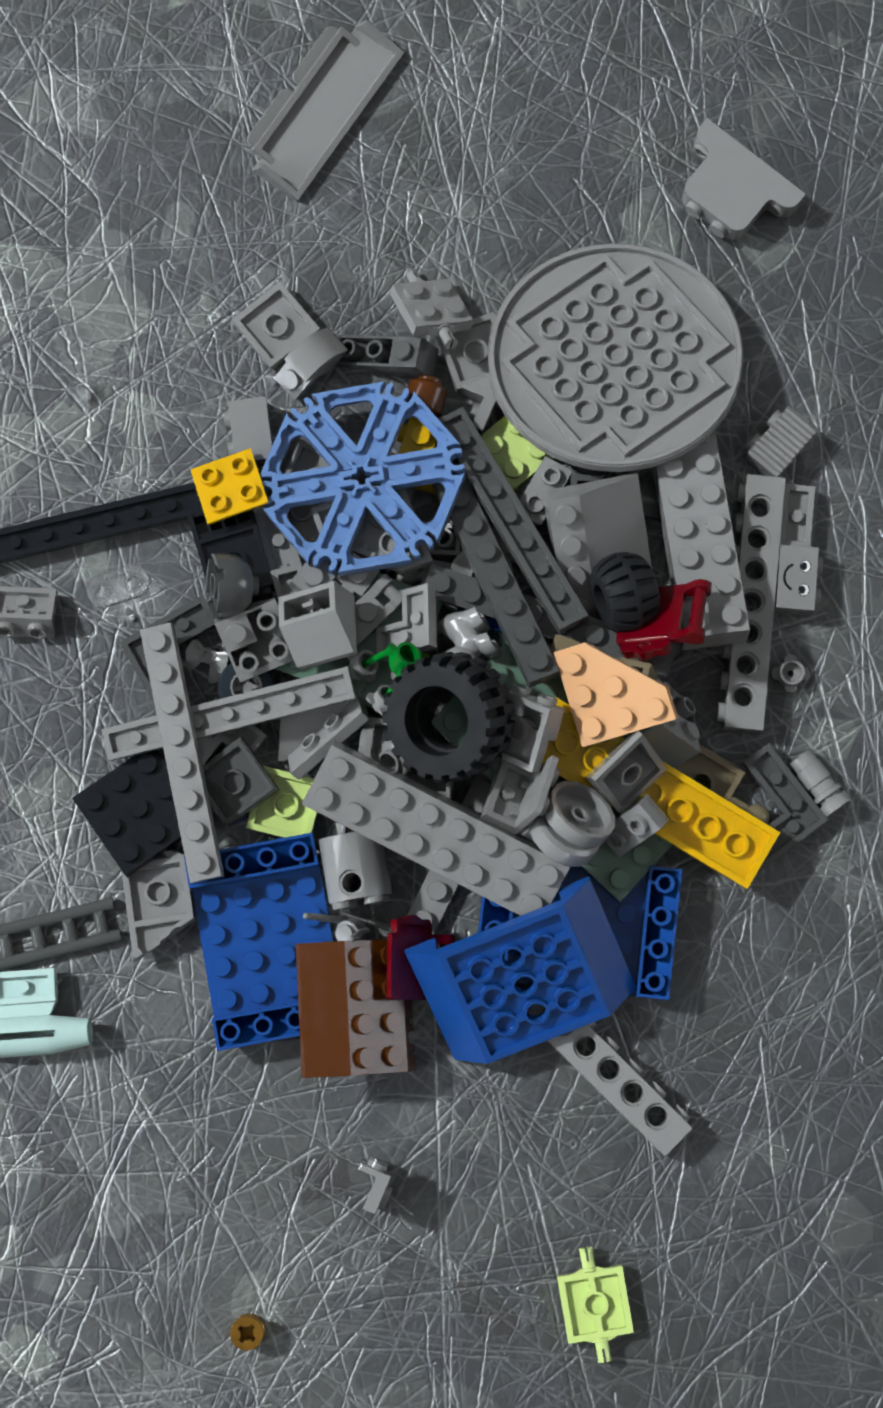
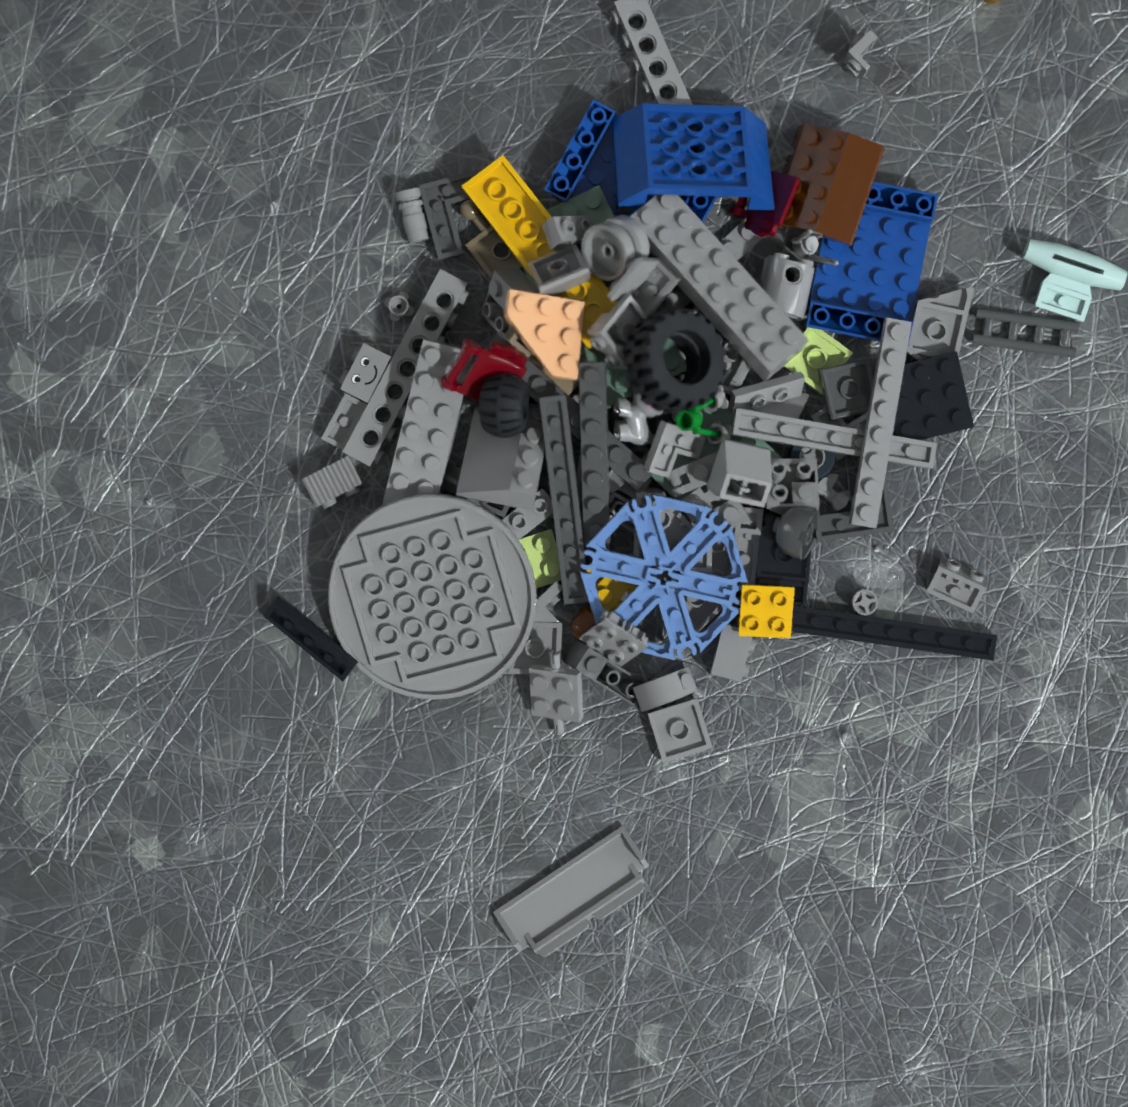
camera: 160 degrees left, 5 degrees up
(119, 544) = (868, 602): none -> light grey wheel
(387, 387) = (614, 640): none -> light grey hinge
(732, 263) = (310, 638): none -> black plate
(734, 185) = (282, 698): light grey brick -> none

